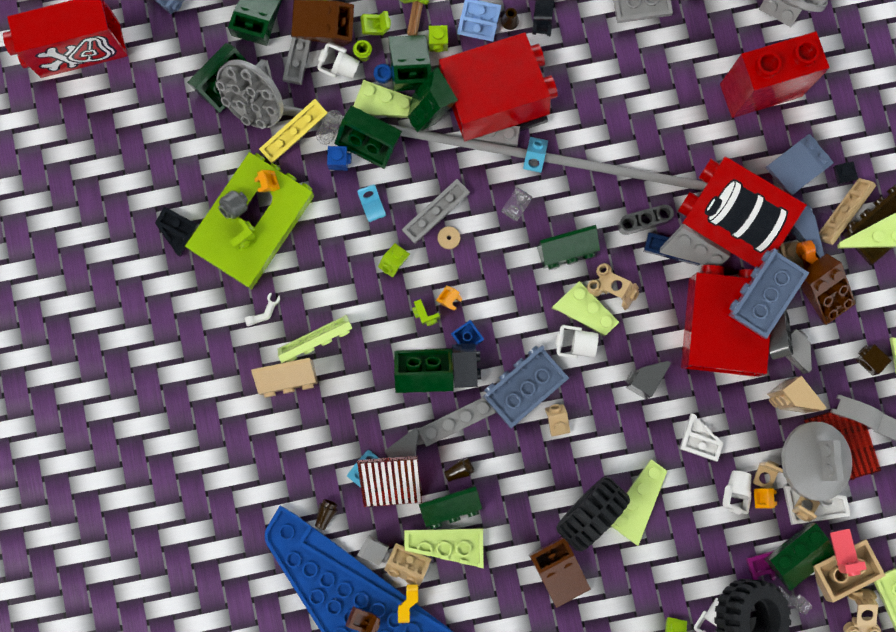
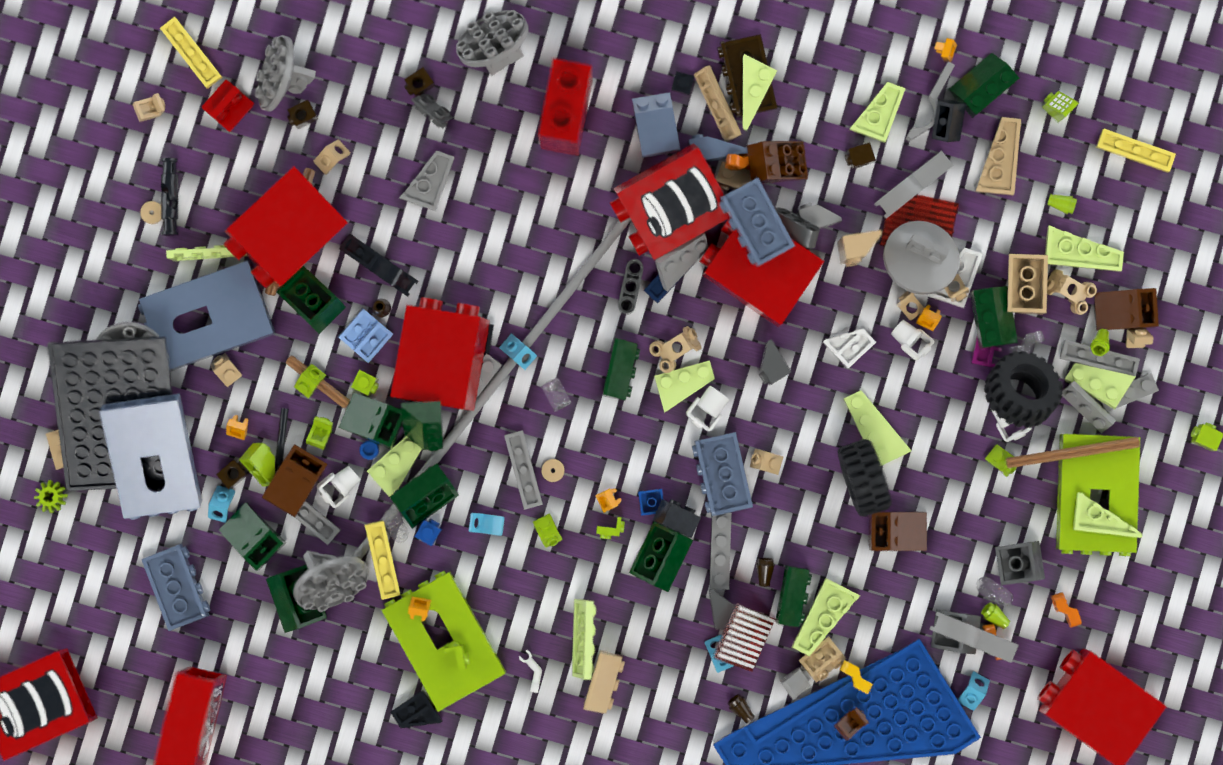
camera: 60 degrees left, 5 degrees up
(233, 204) = (425, 649): dark grey head -> none
(362, 50) = (335, 458): lime cone -> none
(845, 553) = (1010, 279): coral bracket -> none

